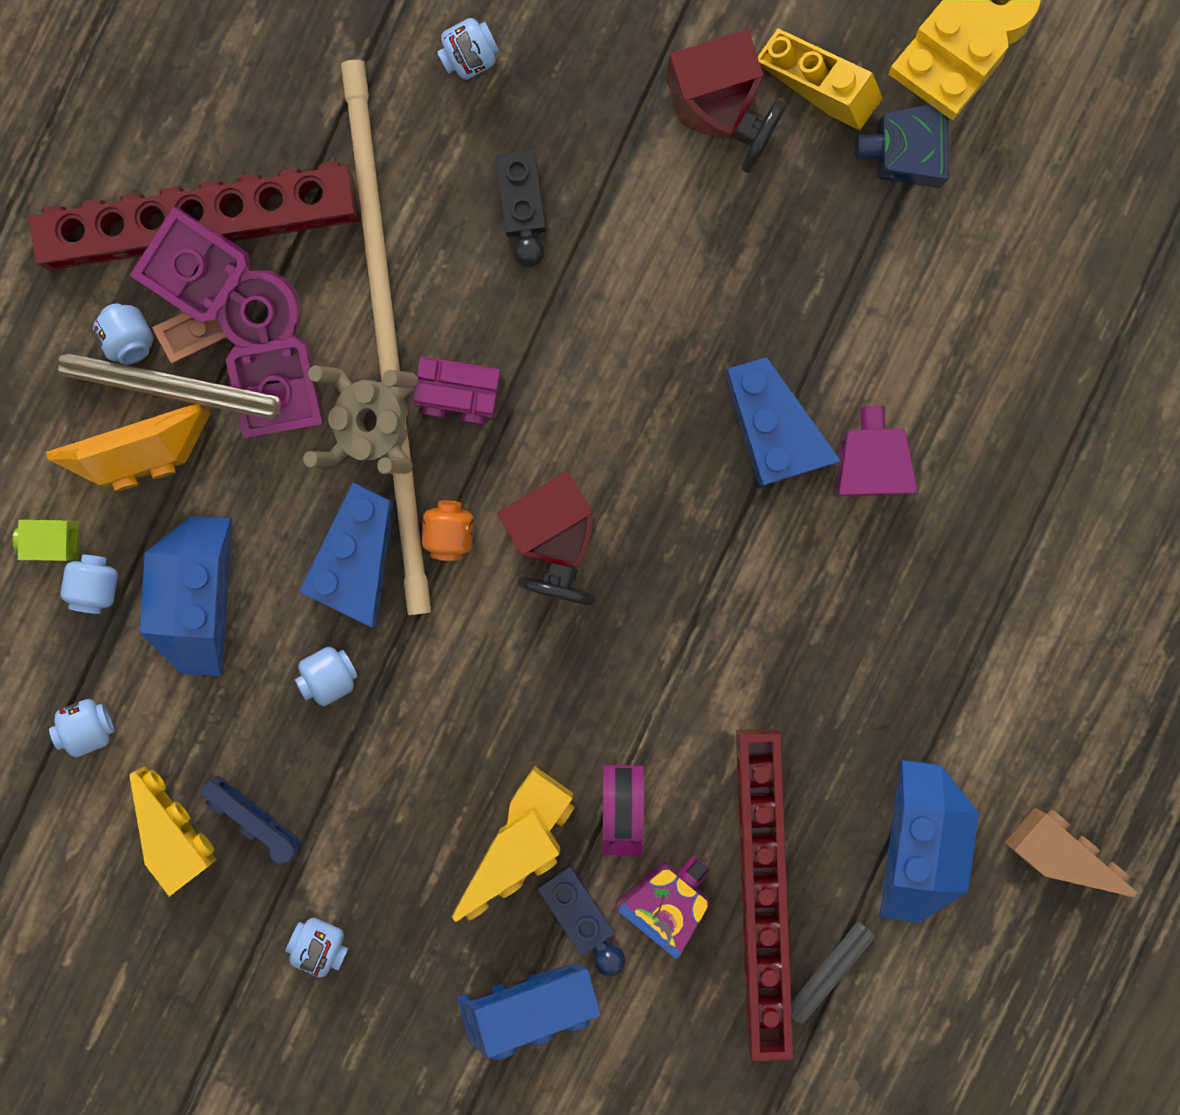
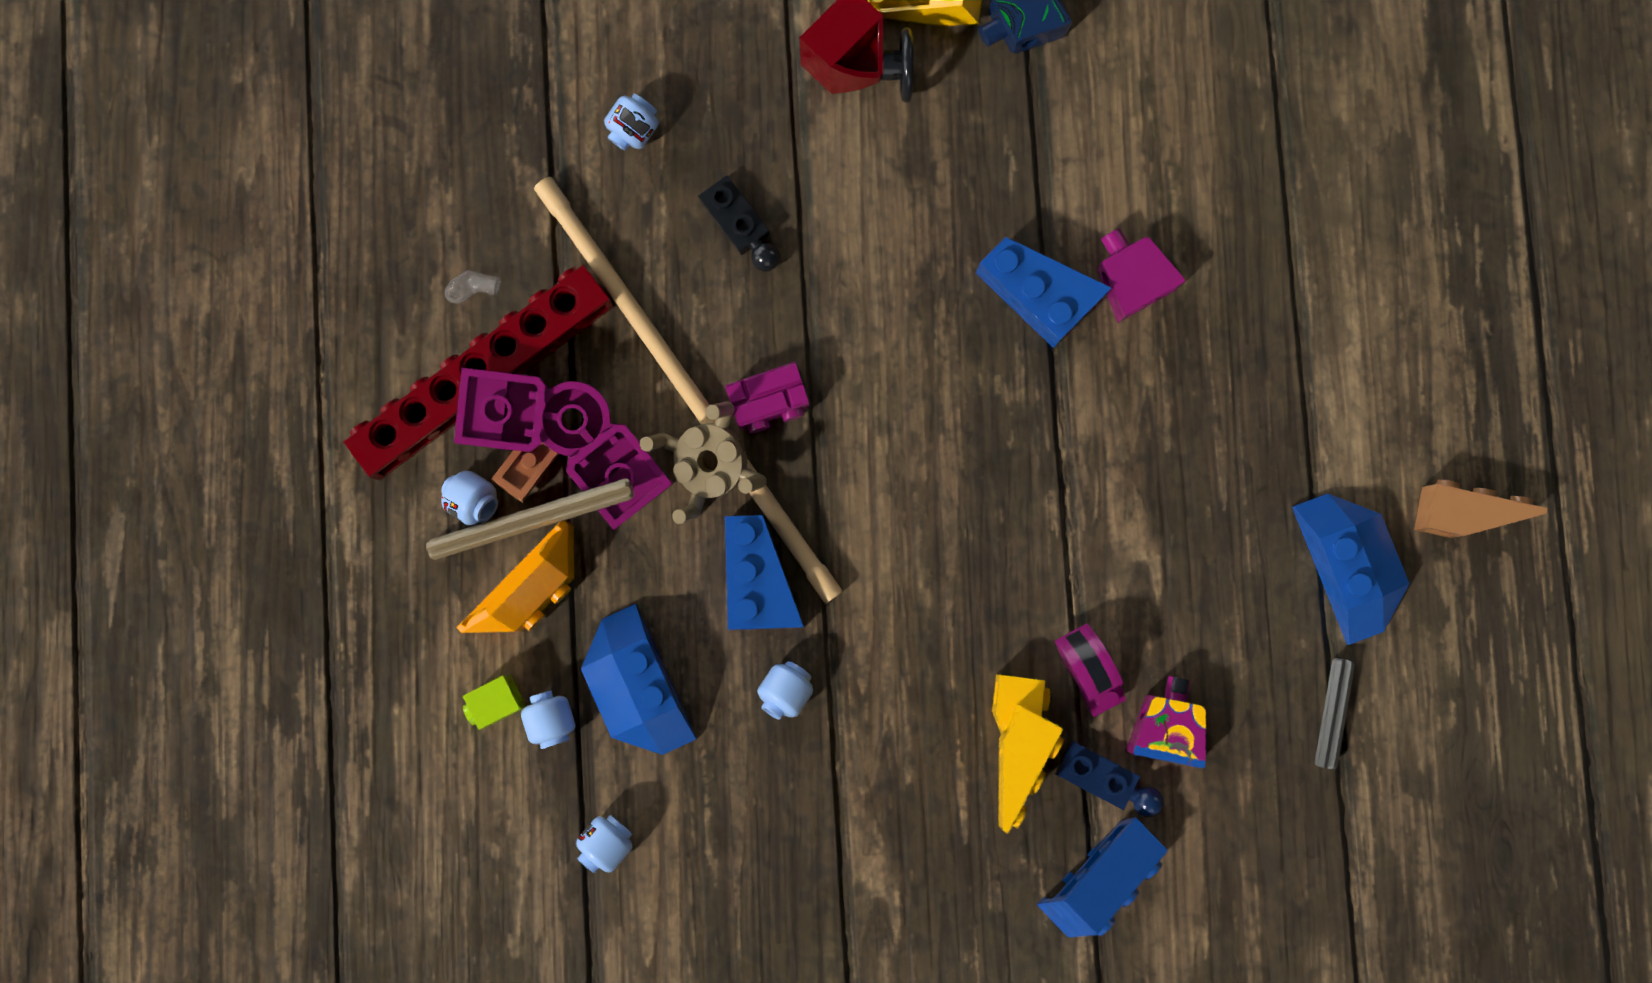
camera: 25 degrees left, 5 degrees down
(167, 839) = (729, 903): yellow slope -> none
(229, 125) = (469, 284): none -> clear arm
(251, 819) = (788, 845): dark blue plate -> none
(316, 947) = (899, 924): light blue head -> none
(447, 531) = (821, 516): orange head -> none
(554, 528) = (911, 466): dark red piece -> none
(764, 894) = (1246, 676): dark red brick -> none

